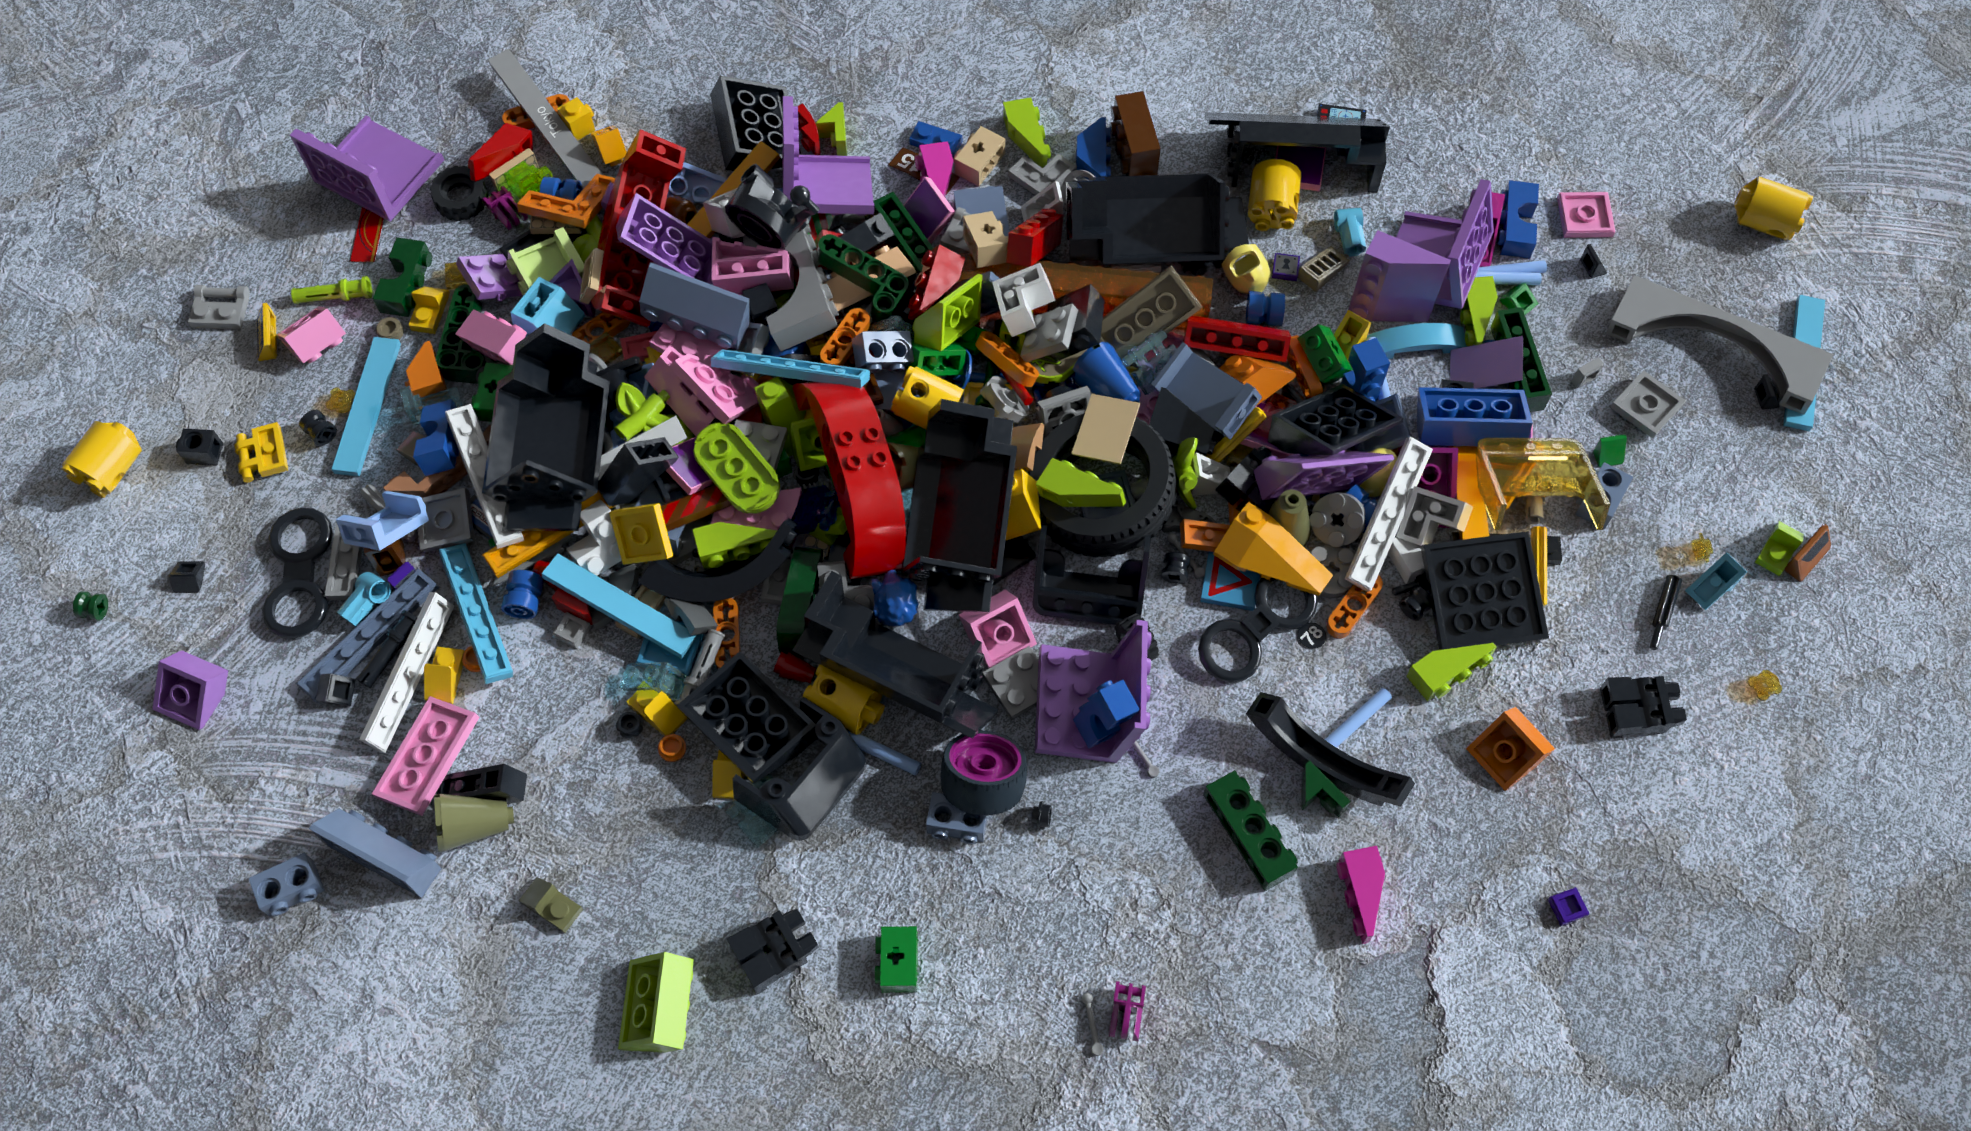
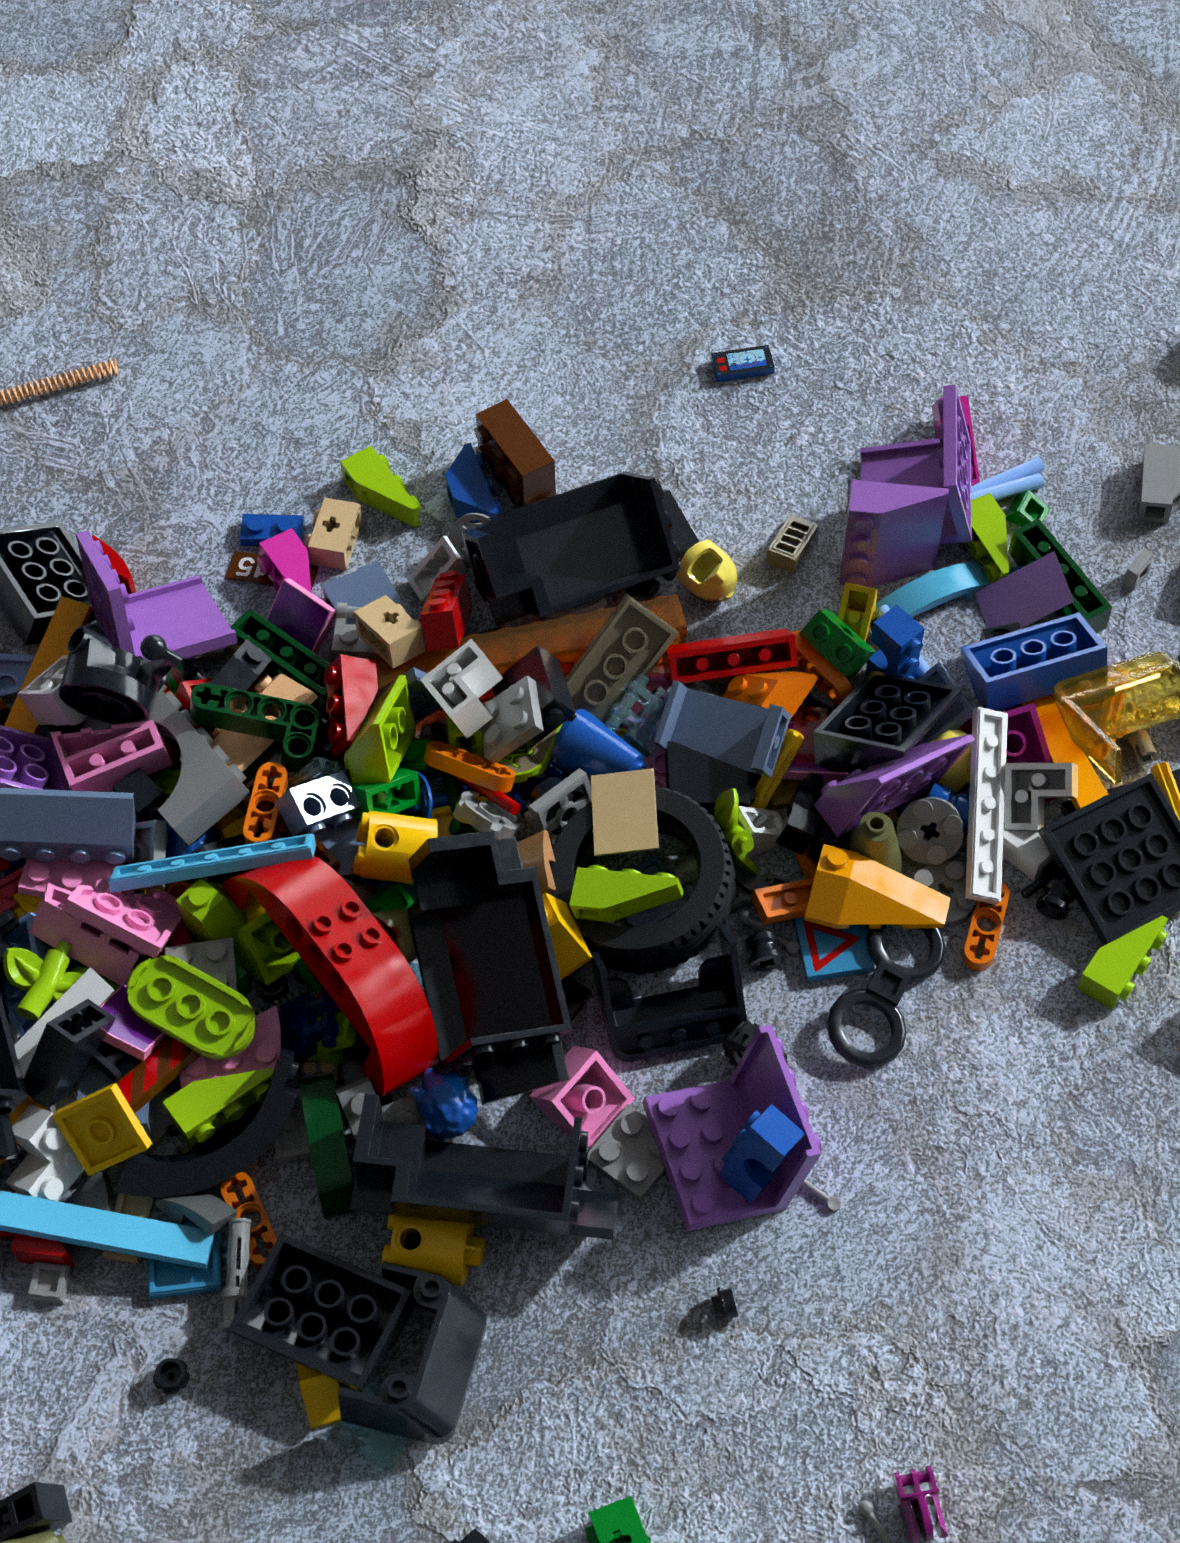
camera: 20 degrees left, 5 degrees down
(653, 676) = (180, 1303): clear light blue bracket -> none
(657, 710) = (198, 1344): yellow slope -> none
(672, 747) = (236, 1385): orange plate -> none
(794, 668) = (351, 1231): red cone -> none
(833, 126) = (142, 551): lime slope -> none
(886, 754) = (508, 1297): light blue piece -> none
(955, 825) = (622, 1334): sand blue brick -> none
(983, 773) = (639, 1277): wheel -> none
(1036, 178) = (417, 540): light grey plate -> none
(1265, 308) = (747, 610): blue wheel -> none
(1267, 871) = (982, 1252): dark green brick -> none
(1274, 194) = (704, 474): yellow cylinder -> none
(1285, 267) = (748, 554): tile -> none
(1302, 745) = (1026, 1119): black arch -> none
(1308, 160) = (716, 432): dark purple tile -> none
(1312, 635) = (951, 978): black sticker -> none
(1317, 785) = (1030, 1152): dark green slope -> none
(1349, 225) = (804, 484): medium azure piece -> none
(1356, 138) = (775, 380): black panel -> none
(1359, 717) = (1043, 1058): light blue piece -> none
(1364, 884) = (1131, 1249): dark pink slope -> none
(1517, 236) = (994, 438): blue arch -> none
(1585, 214) = (1061, 391): bright pink tile -> none
(1592, 262) = (1091, 443): black slope -> none

